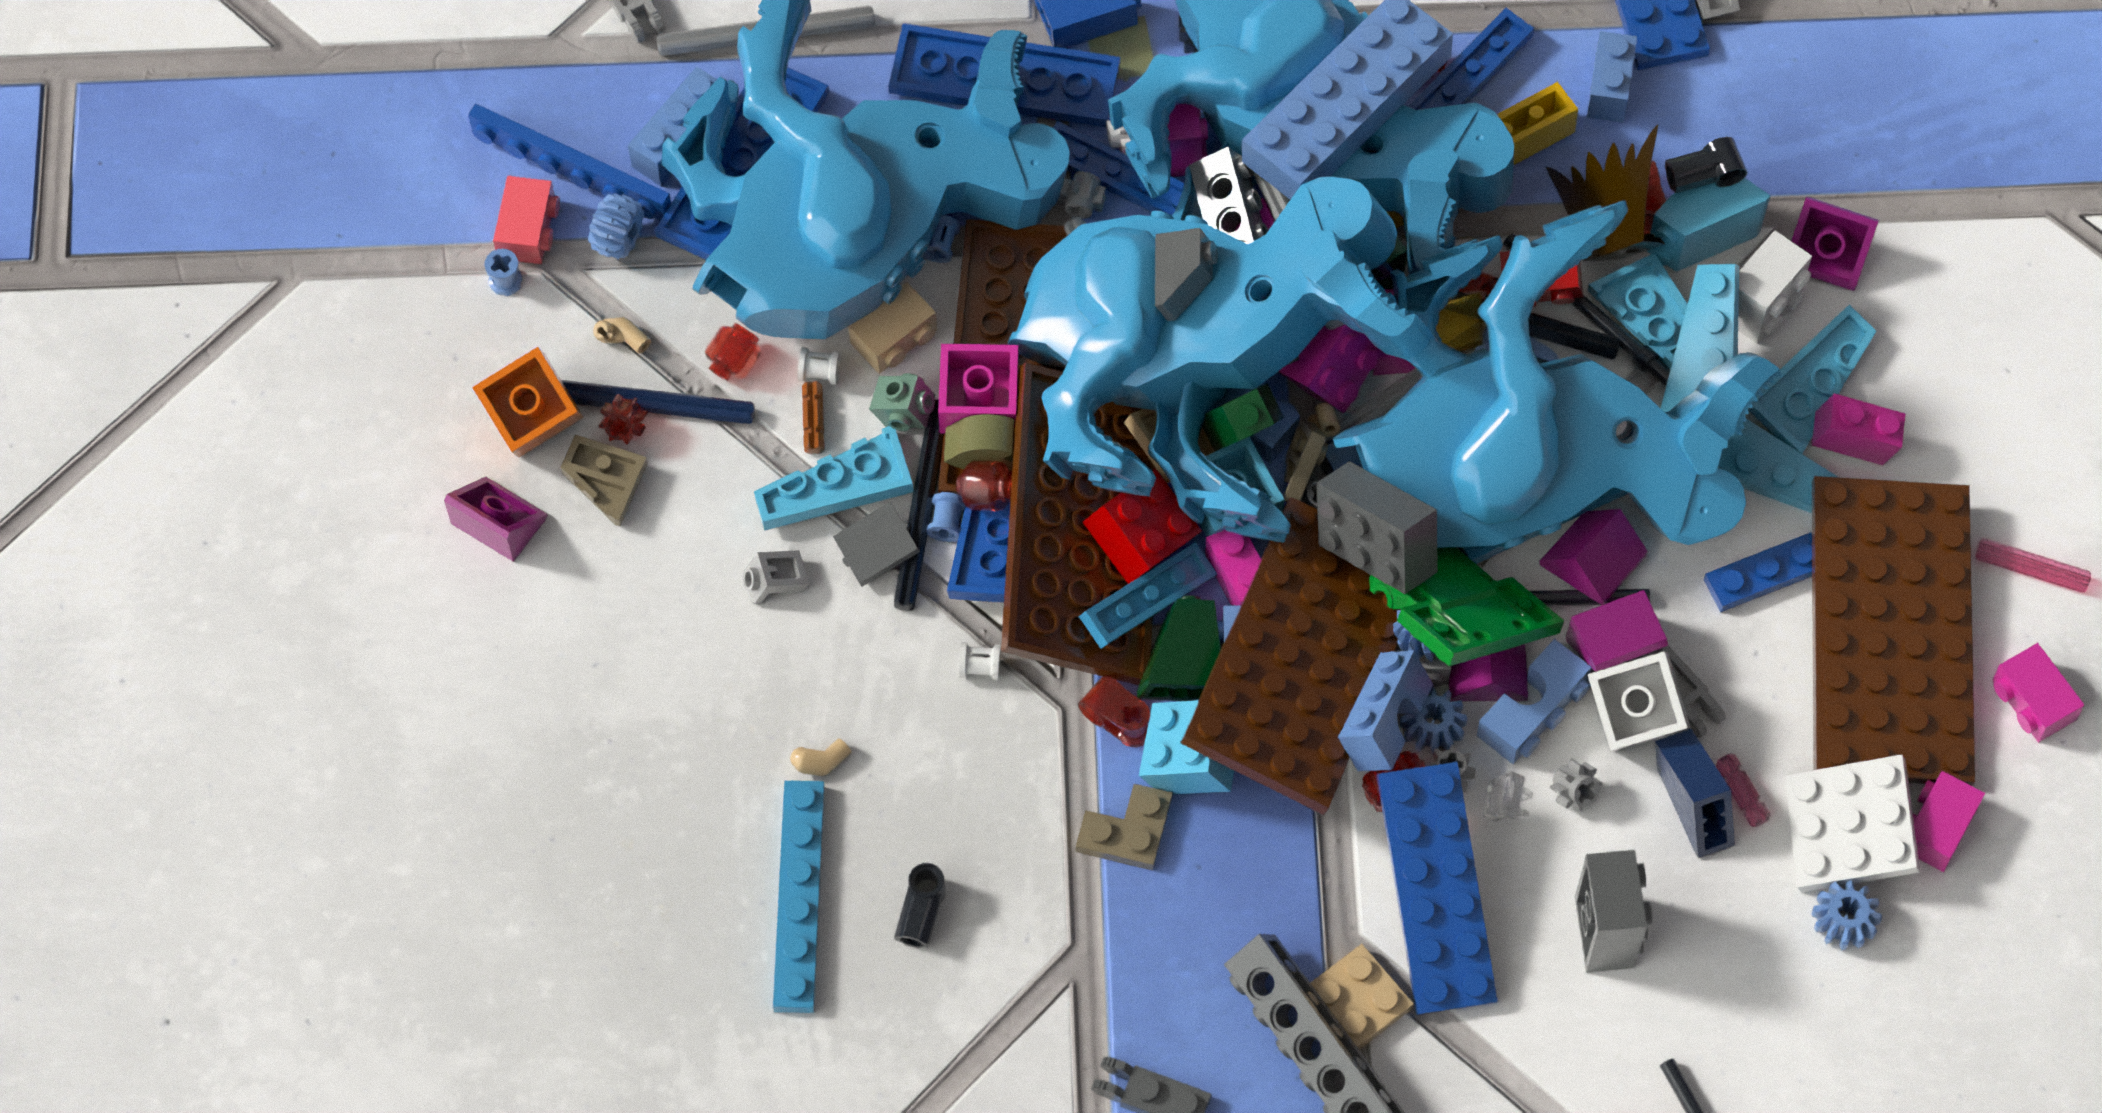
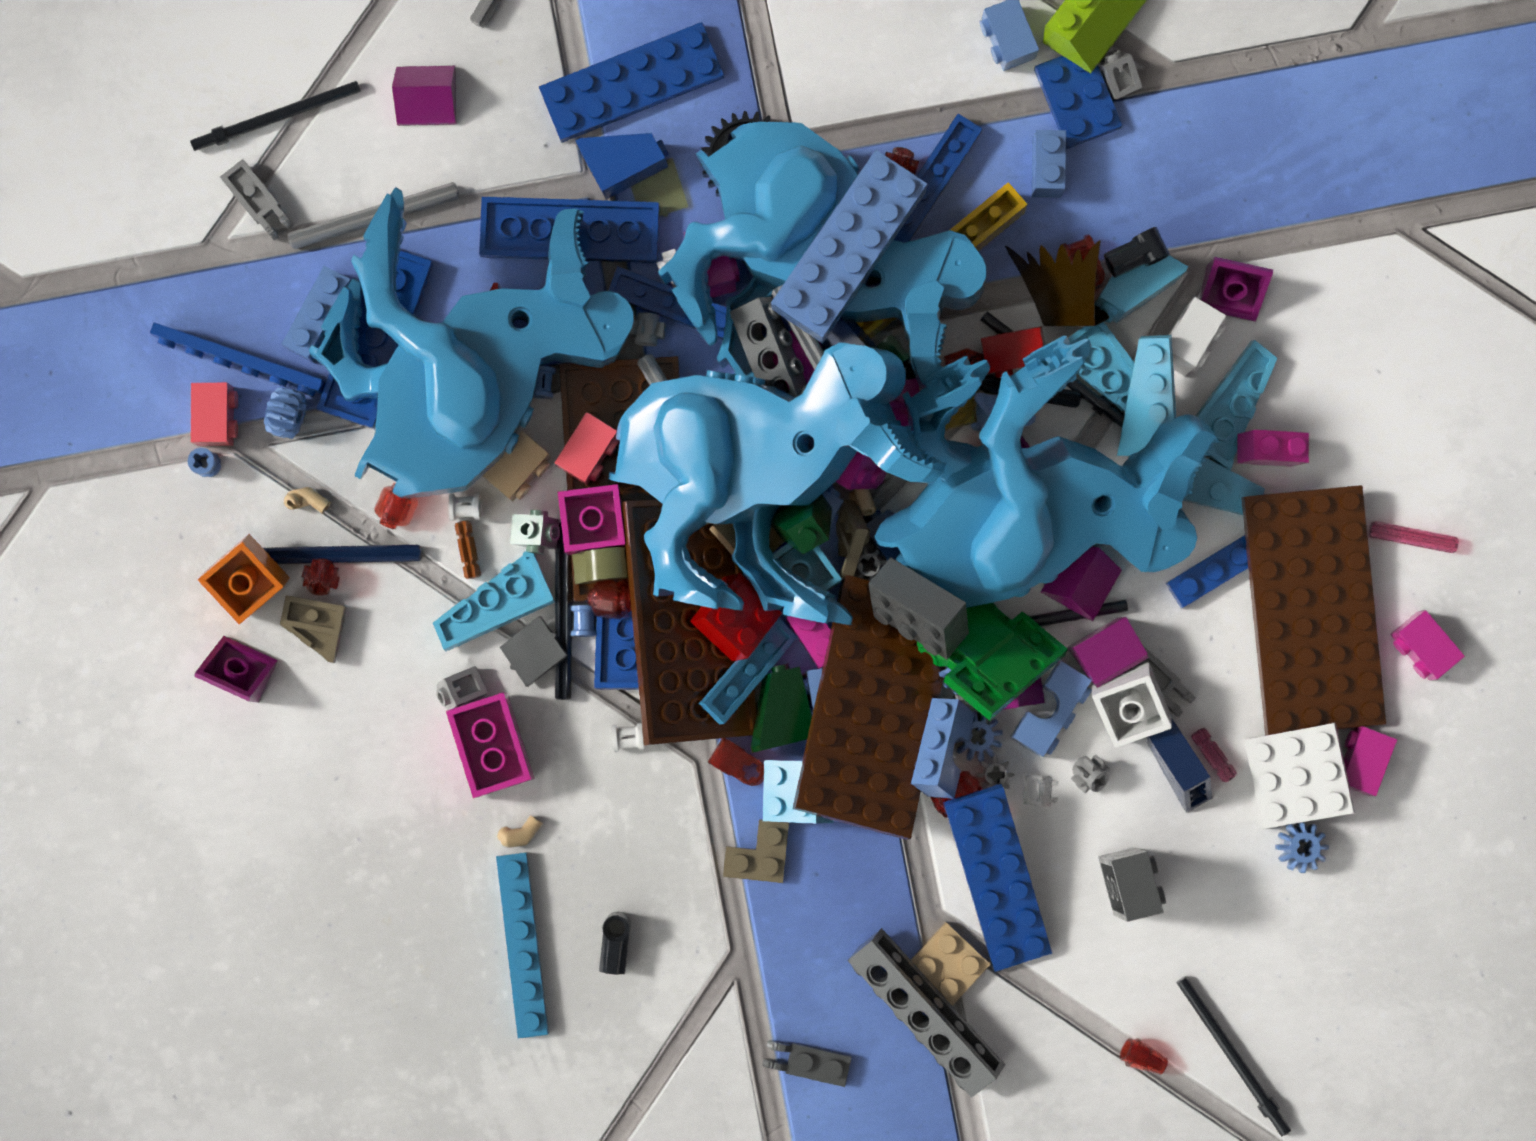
camera: 10 degrees left, 20 degrees up
(802, 641) = (490, 745): none -> dark pink brick
(985, 310) = (588, 449): none -> coral brick
(1182, 269) = (739, 432): dark grey slope -> none

